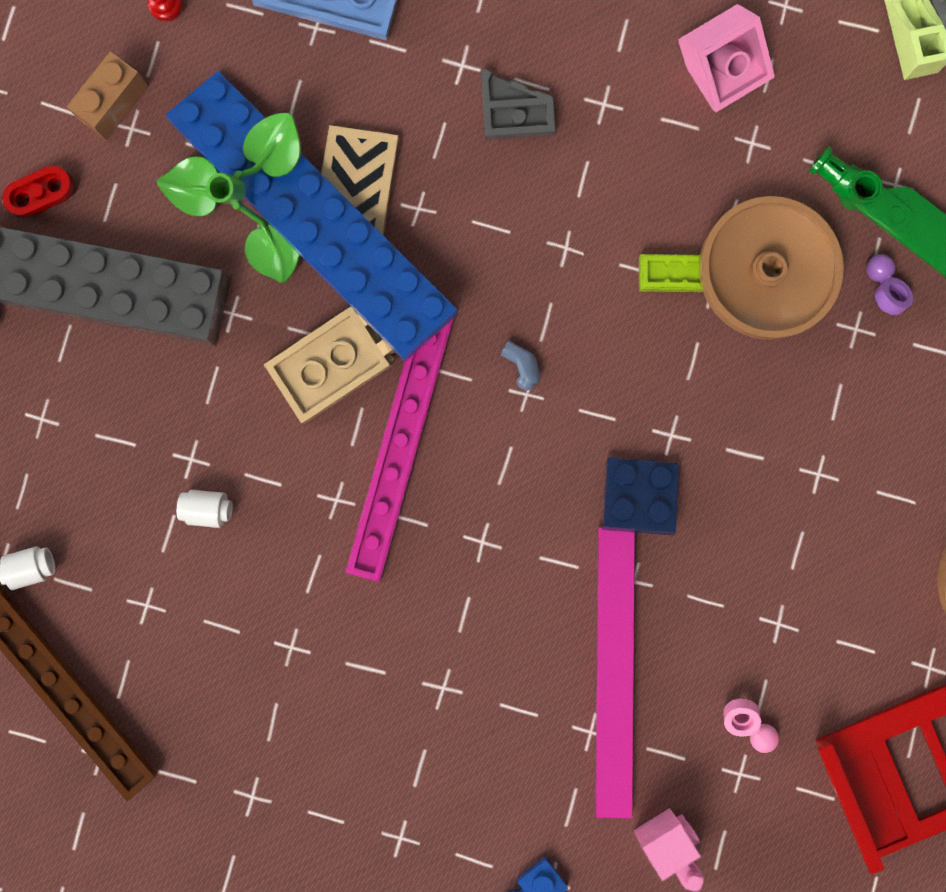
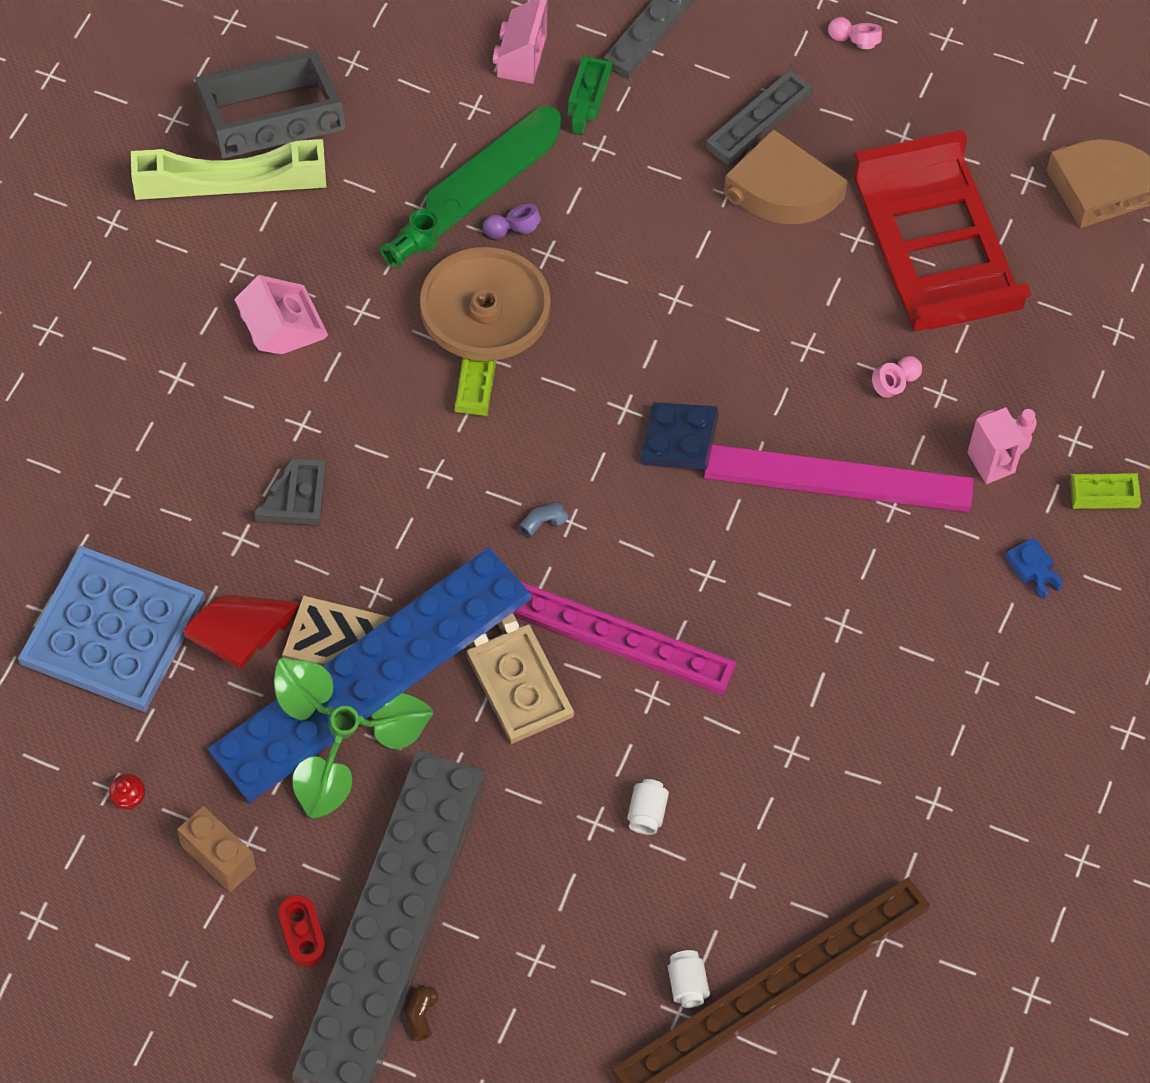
camera: 90 degrees left, 25 degrees down
(351, 76) = (239, 625): none -> red slope

